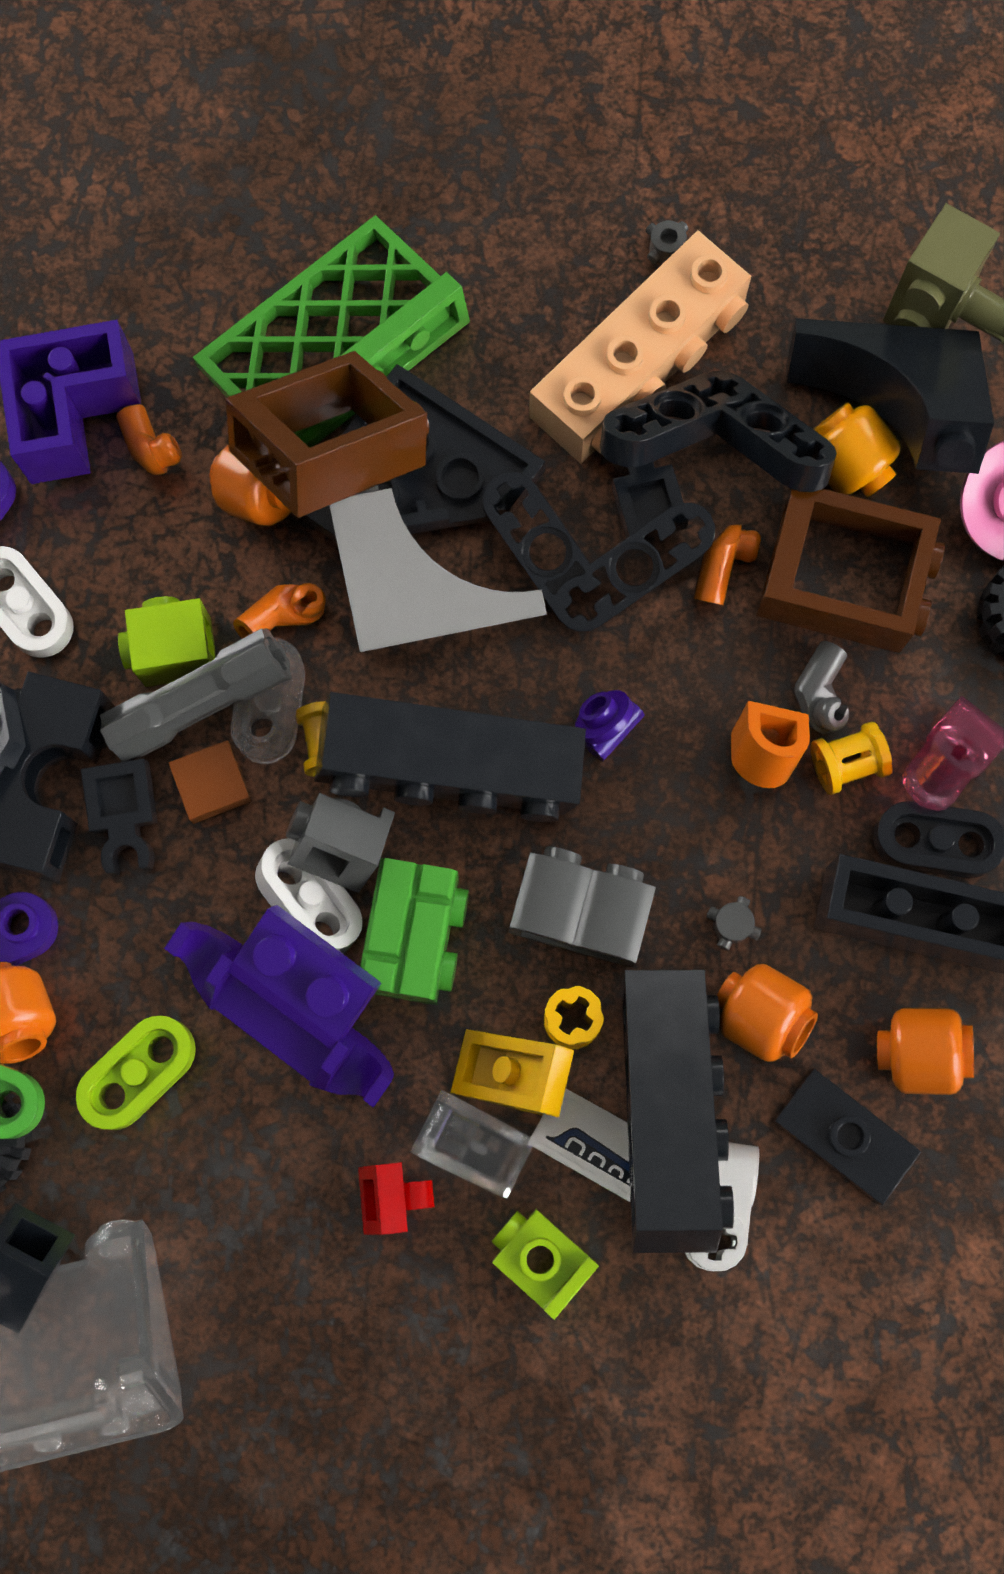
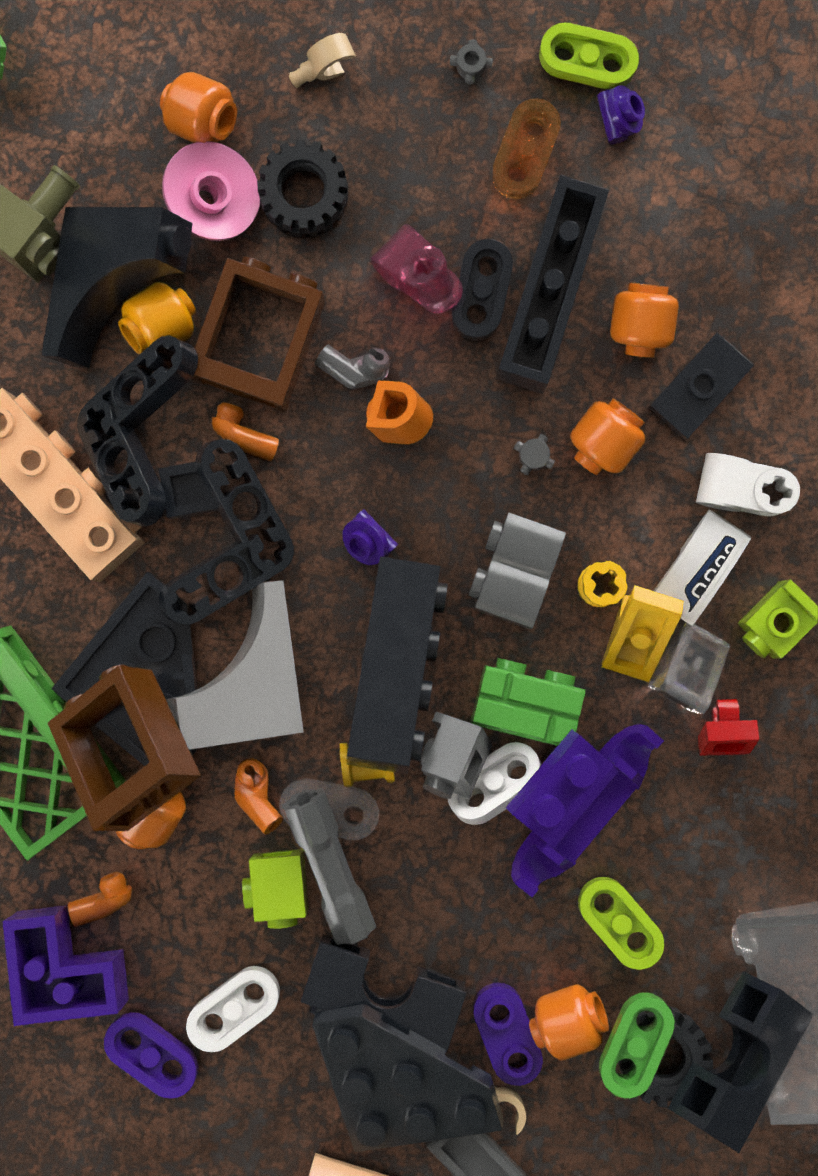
camera: 90 degrees left, 10 degrees up
(120, 802) = (407, 930): black plate -> none
(210, 782) = (393, 858): dark orange tile -> none
(672, 1113) = (682, 515): black brick -> none
(873, 759) = (412, 350): yellow bush -> none

